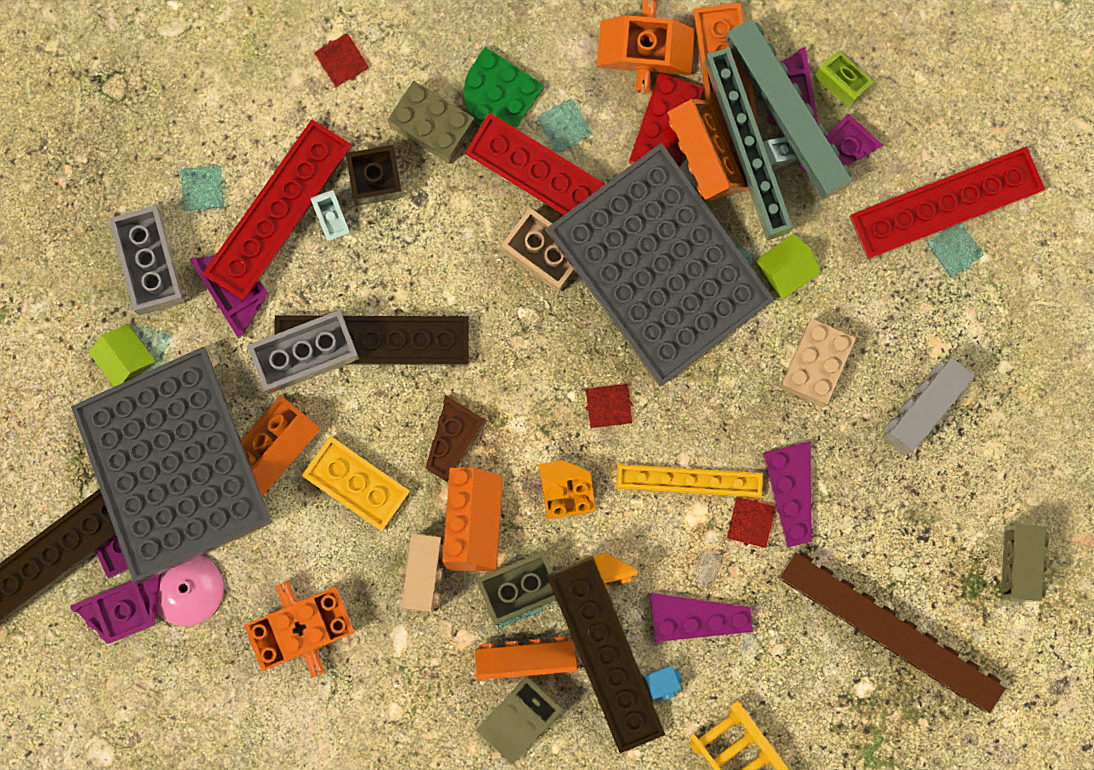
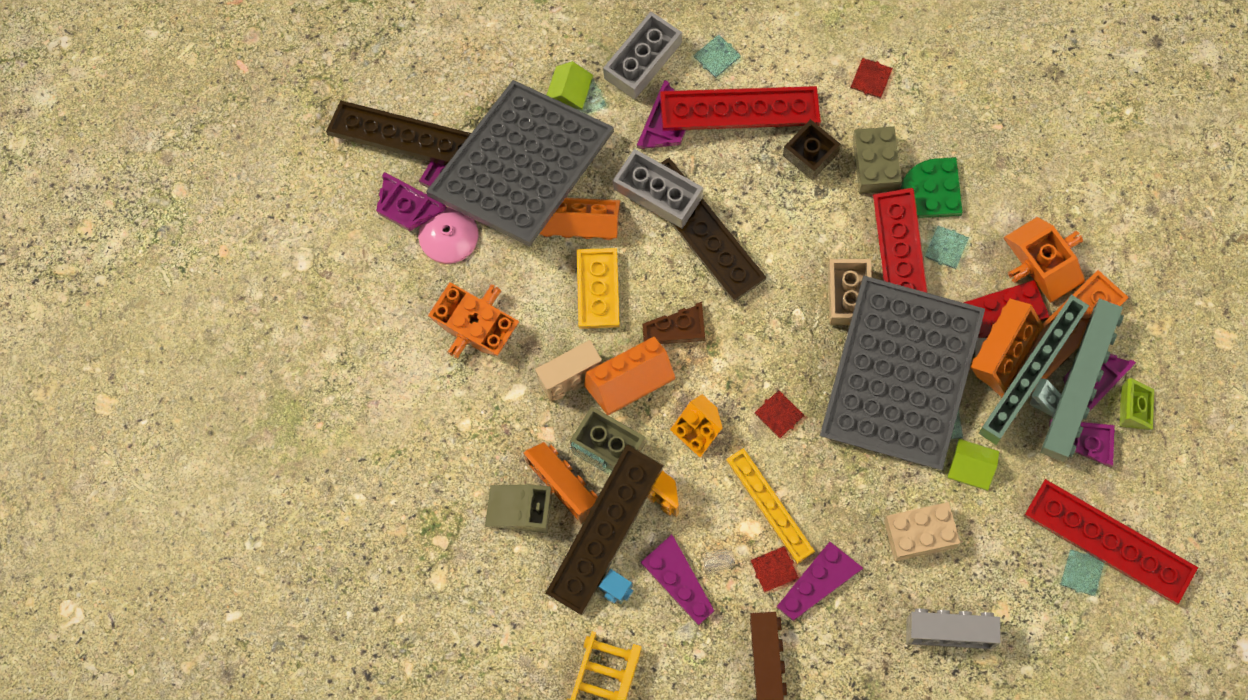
camera: 65 degrees right, 10 degrees down
(330, 215) = (762, 142): light aqua slope -> none

